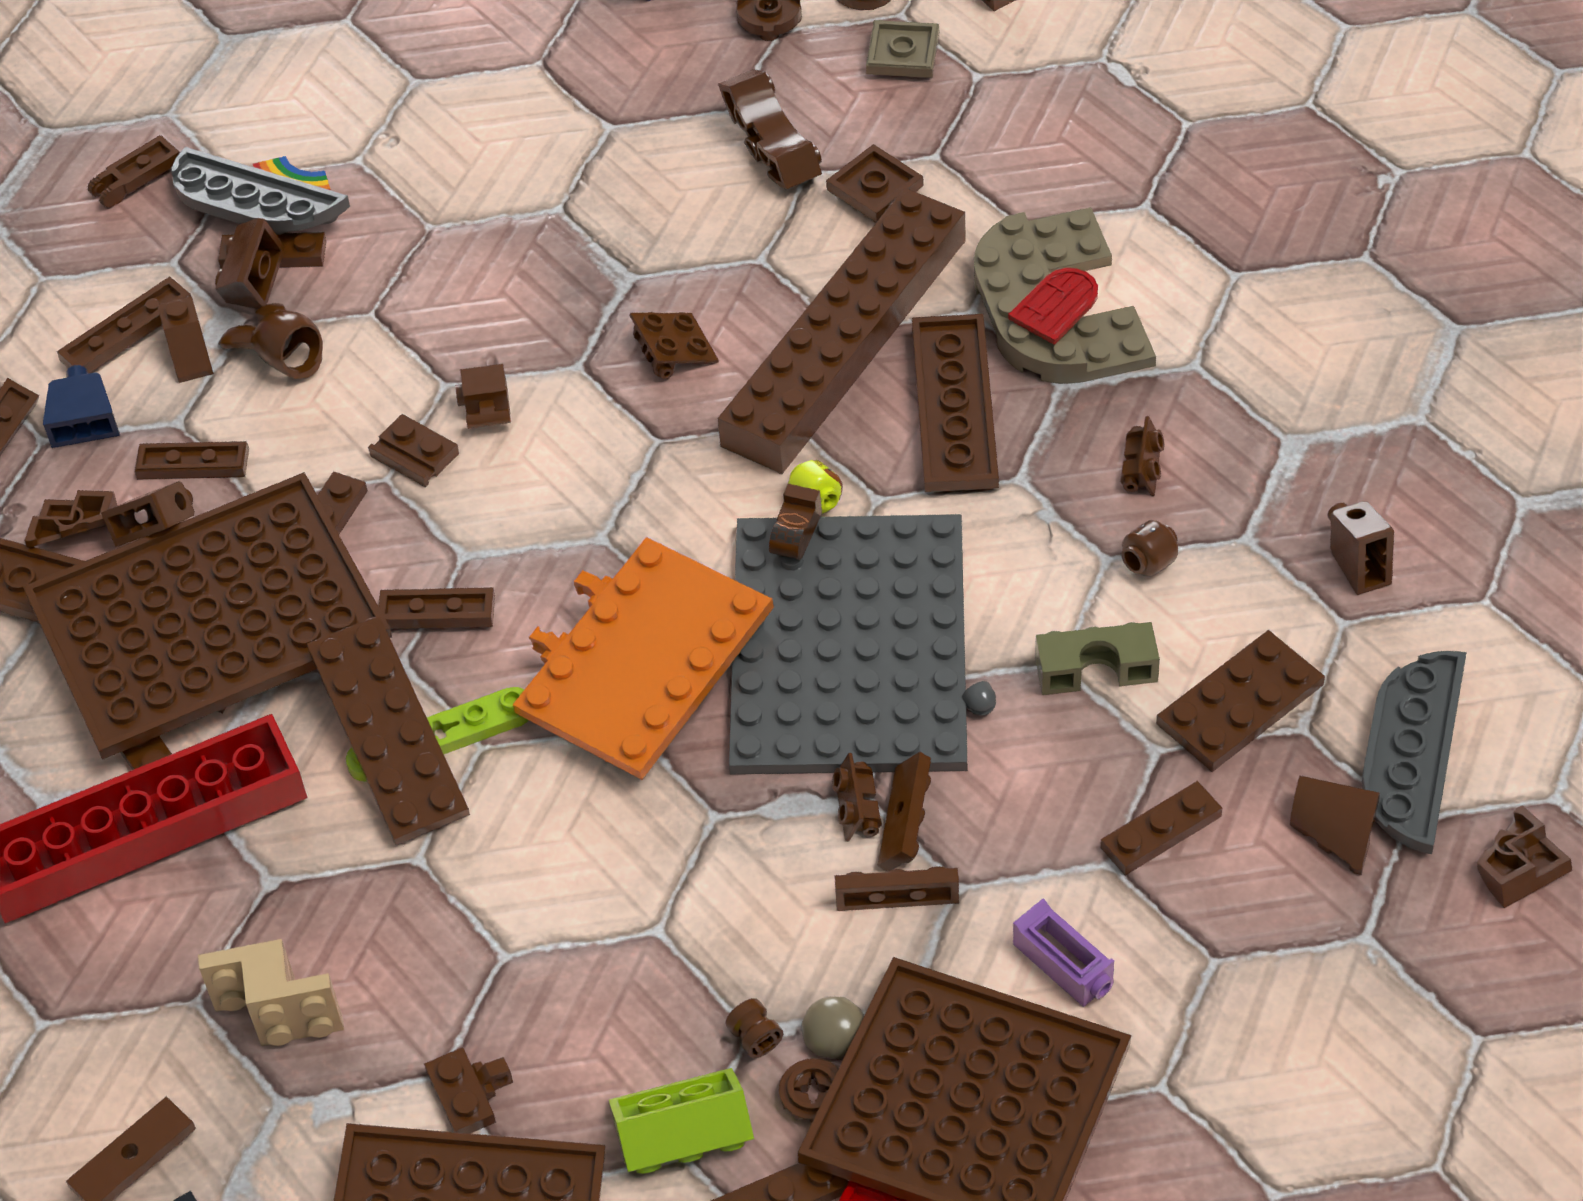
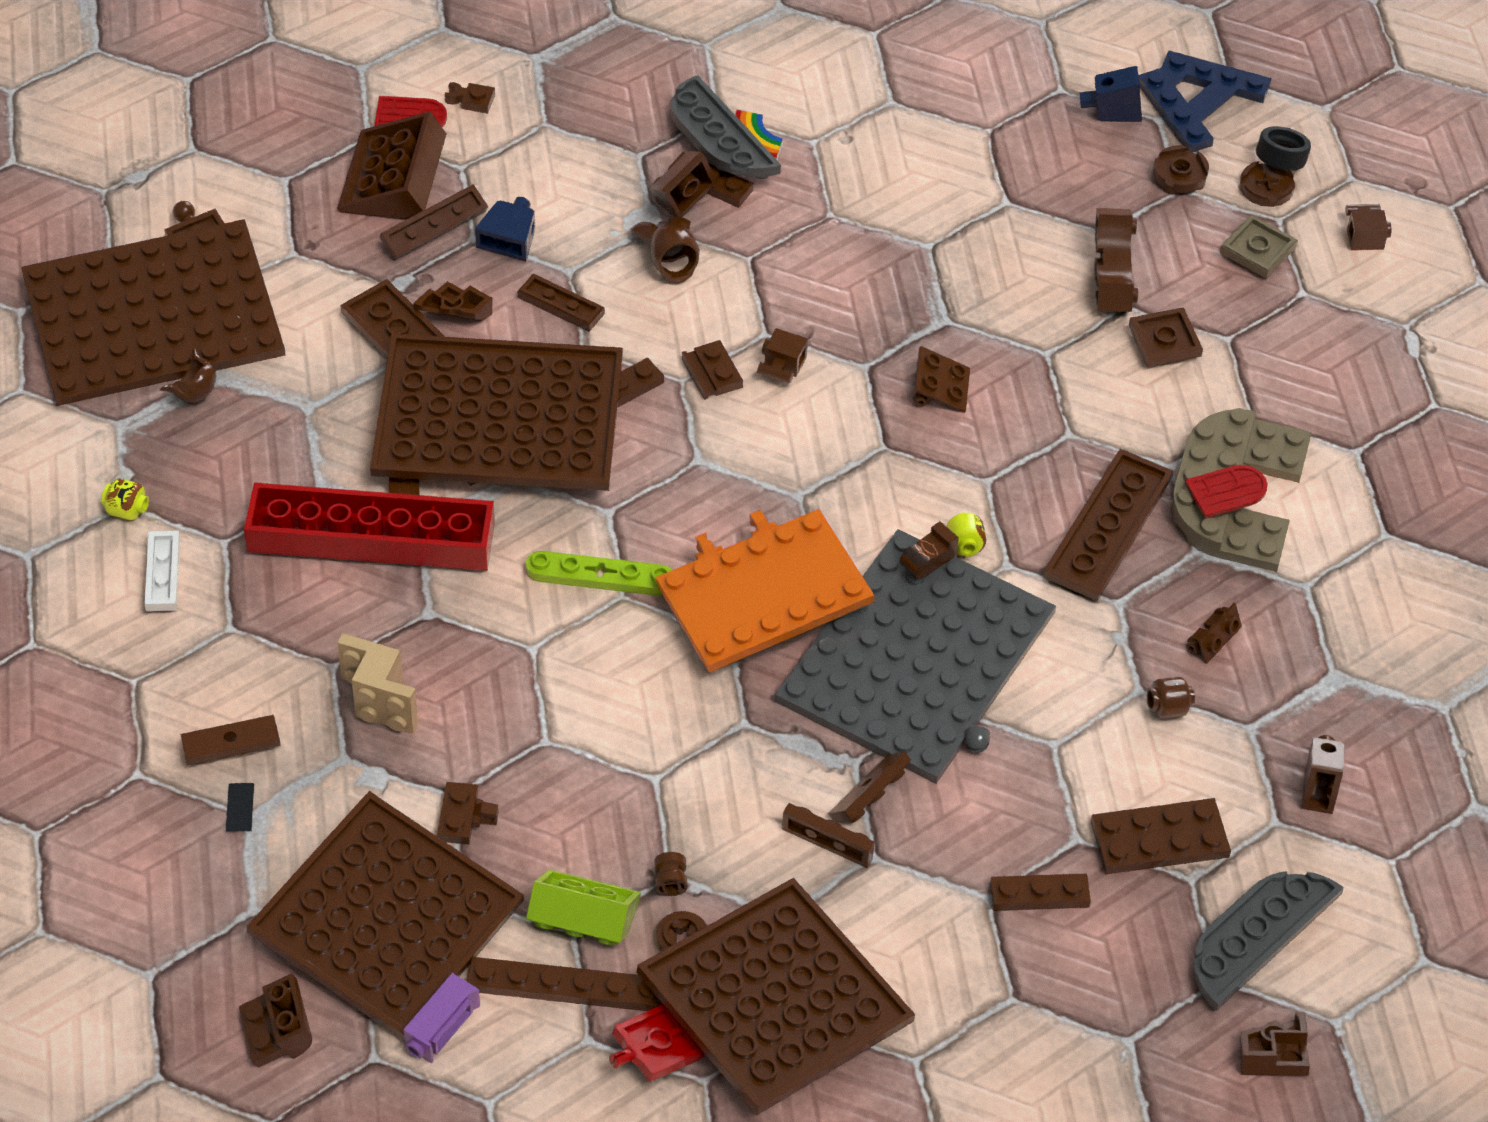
camera: 25 degrees right, 0 degrees up
(121, 328) = (576, 186): reddish brown plate -> none
(133, 171) = (652, 75): reddish brown hinge -> none
(164, 509) = (515, 327): reddish brown torso -> none
(185, 339) = (609, 214): reddish brown slope -> none
(388, 730) = (564, 551): reddish brown plate -> none
(438, 607) = (653, 486): reddish brown plate -> none
(831, 1026) = (721, 898): dark tan hair -> none
(841, 331) = (1065, 432): reddish brown brick -> none
(853, 784) = (837, 769): reddish brown hinge -> none
(1083, 984) = (915, 964): medium lavender window -> none
(1125, 648) = (1056, 740): olive arch -> none
(1336, 818) = (1164, 950): reddish brown slope -> none

